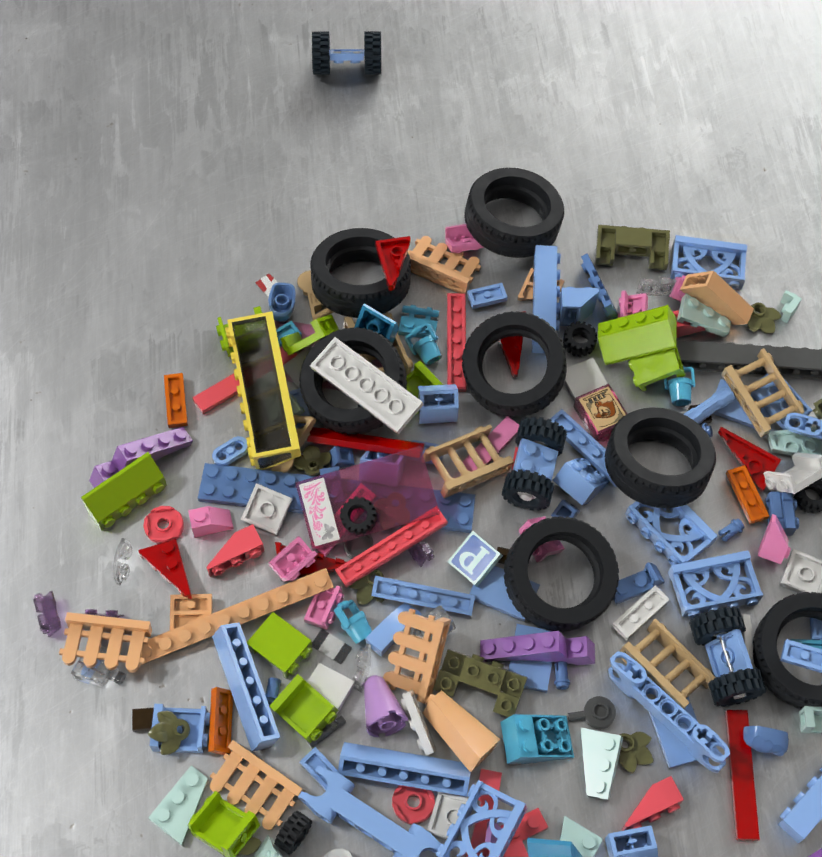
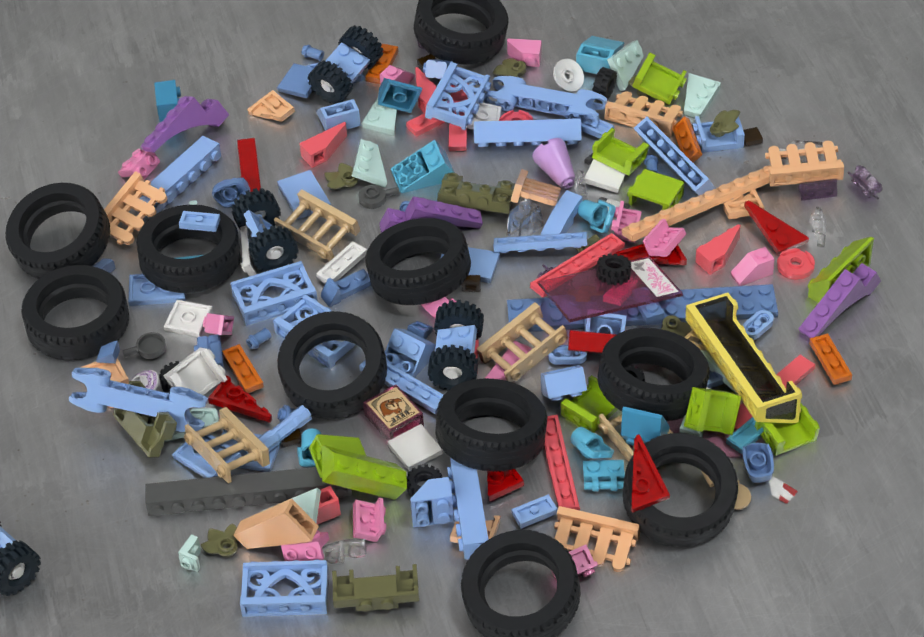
camera: 175 degrees right, 15 degrees down
(266, 509) = (703, 281): white tile -> none
(366, 385) = (636, 344): white plate -> none
(418, 722) = (523, 156): white plate -> none
(460, 730) = (484, 156): light nougat slope -> none
(475, 558) = (499, 272): tile -> none
(596, 282) = (407, 531): medium blue wing -> none
(698, 737) = (293, 175): light blue piece -> none

